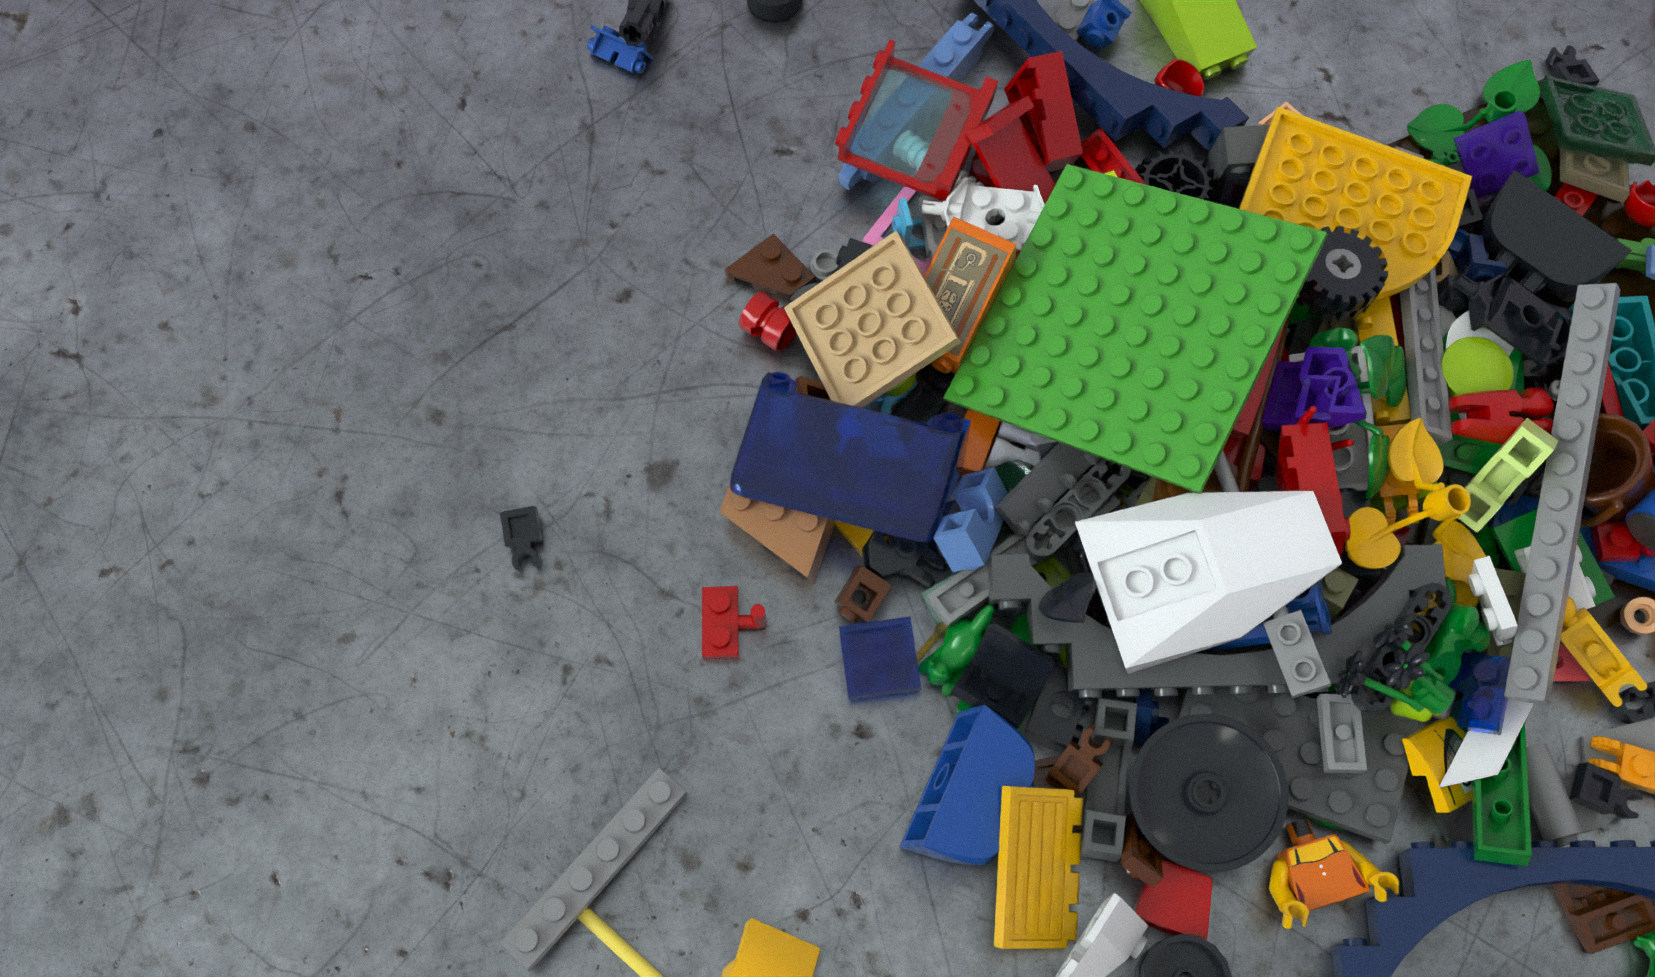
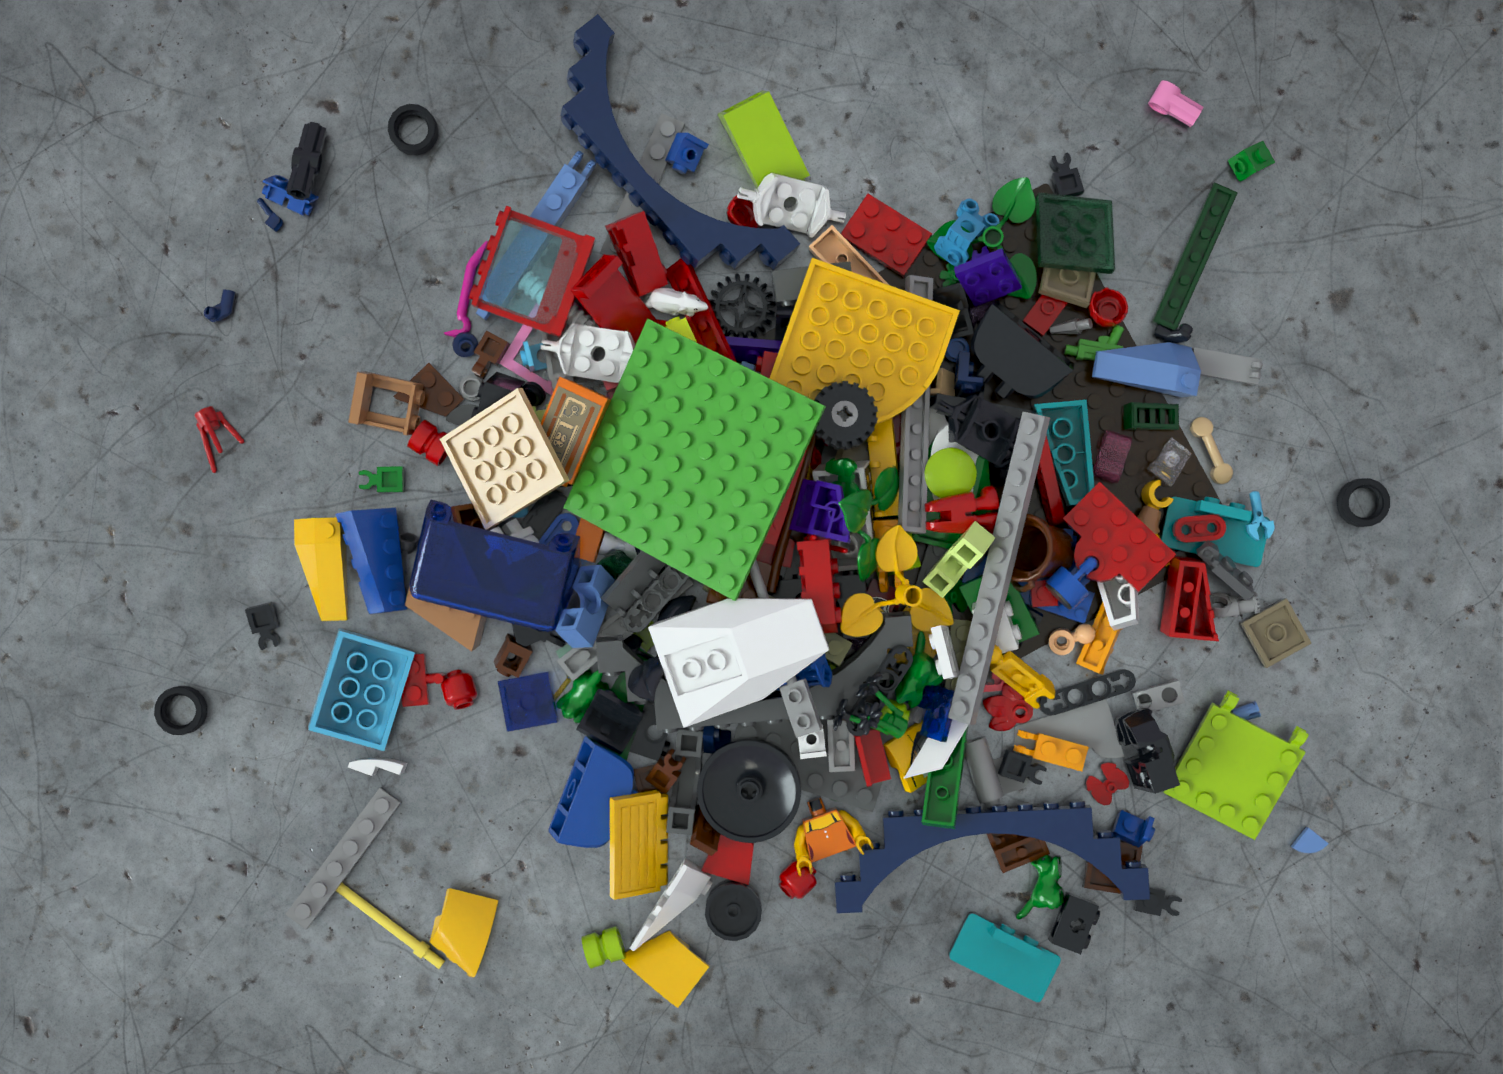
camera: 10 degrees left, 20 degrees up
(373, 624) = (161, 716): none -> black tyre
(487, 288) = (208, 422): none -> red plant
(515, 169) = (222, 309): none -> dark blue arm
(596, 76) = (273, 220): none -> dark blue hand
(612, 455) = (324, 563): none -> yellow wedge
(647, 625) = (361, 690): none -> medium azure slope
(649, 733) = (371, 765): none -> white slope
(686, 261) = (362, 397): none -> medium nougat panel
(686, 451) = (376, 556): none -> blue wedge
(708, 365) = (387, 479): none -> green plate
(727, 443) = (408, 542): none -> dark grey hinge
(784, 635) = (459, 689): none -> red head
(811, 214) = (464, 337): none -> dark blue plate
(823, 169) = (465, 291): none -> dark pink piece
(851, 222) = (490, 350): none -> reddish brown plate
(1103, 162) = (674, 302): none -> white animal
(1259, 74) = (805, 216): none -> white plate
(1276, 947) = (794, 884): none -> red head
(1291, 734) = (812, 750): none -> white brick
(1355, 113) = (886, 235): none -> red plate
(1388, 755) = (872, 757): none -> red panel
(1451, 116) = (956, 242): none -> dark azure piece
(1570, 706) = (1004, 709): none -> red plate
(1613, 225) = (1072, 326): none -> light grey bar

